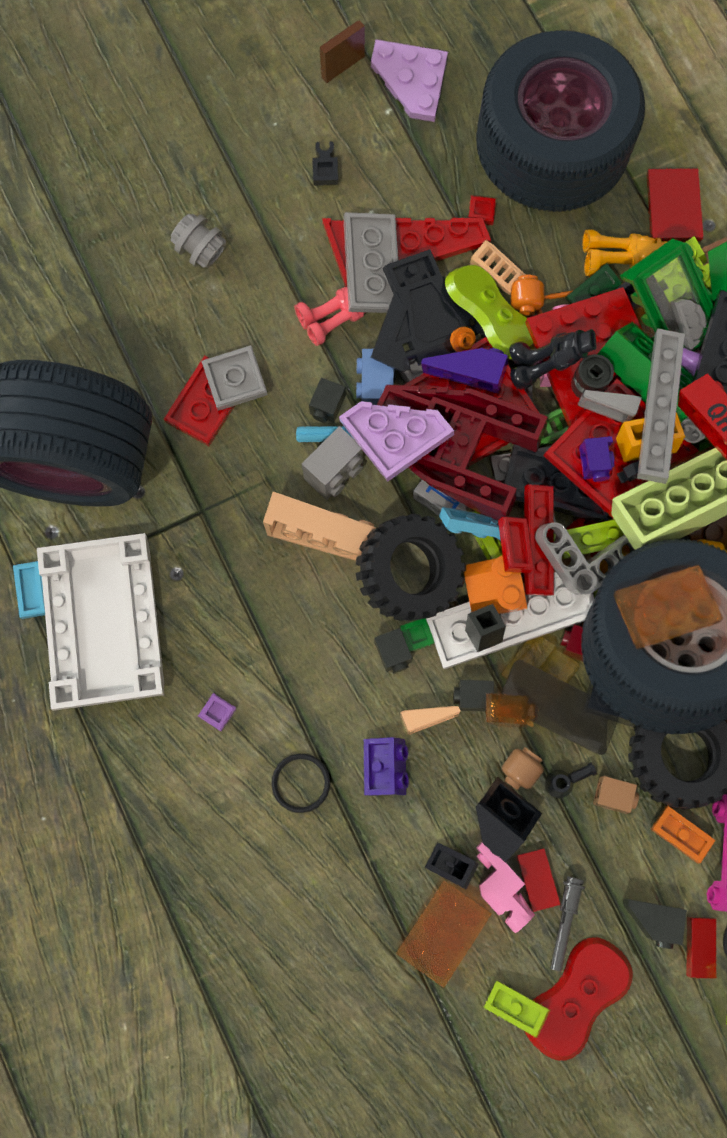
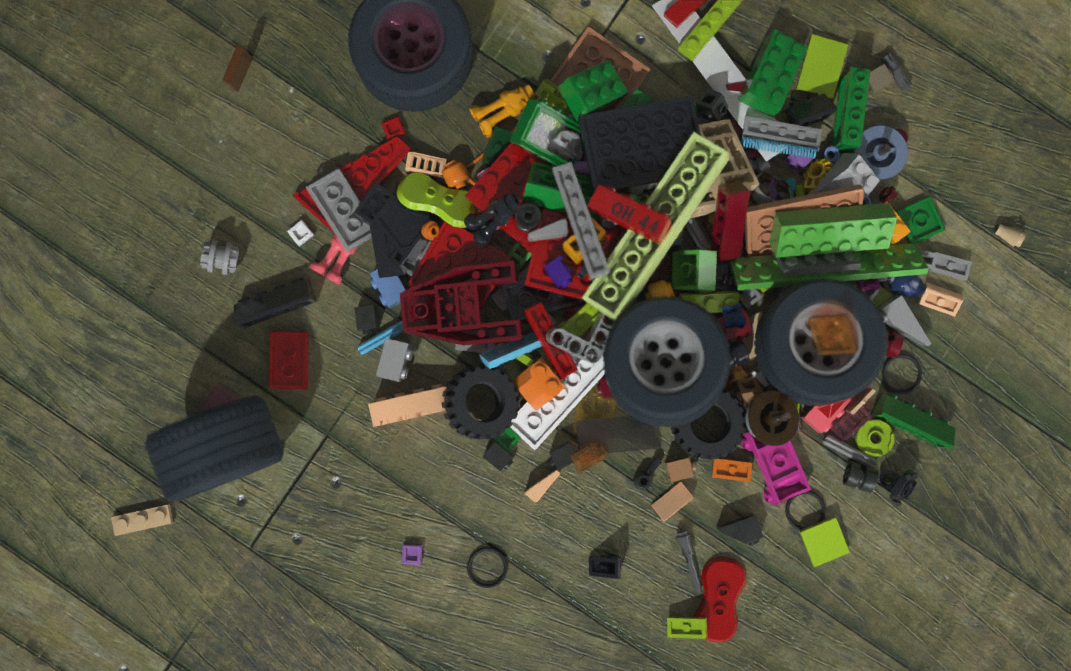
camera: 30 degrees left, 10 degrees up
(29, 590) = (250, 544): medium azure tile -> none
(101, 622) = (307, 540): white slope -> none
(229, 325) = (274, 303): none -> black slope
(234, 378) = (298, 336): light grey tile -> none
(306, 267) = (300, 233): none -> white tile
(325, 166) = (273, 157): black plate -> none
(385, 766) = (533, 530): dark purple bracket -> none
(395, 434) = (424, 325): lavender plate -> none
(411, 75) = (293, 56): lavender plate -> none
(443, 933) = (621, 608): clear orange plate -> none
(474, 367) = (450, 247): dark purple slope -> none
(485, 628) = (547, 415): pearl dark grey brick -> none
(500, 890) = (641, 562): bright pink plate -> none
(505, 819) = (621, 523): black slope -> none
(515, 545) = (537, 353): red tile -> none
(522, 768) = (616, 485): medium nougat head -> none
(538, 880) = (660, 545): red tile -> none
(583, 832) = (672, 501): none -> light nougat slope
(667, 606) = (650, 355): clear orange plate -> none
(674, 204) = (518, 55): red tile -> none
(701, 948) = (776, 529): red slope -> none

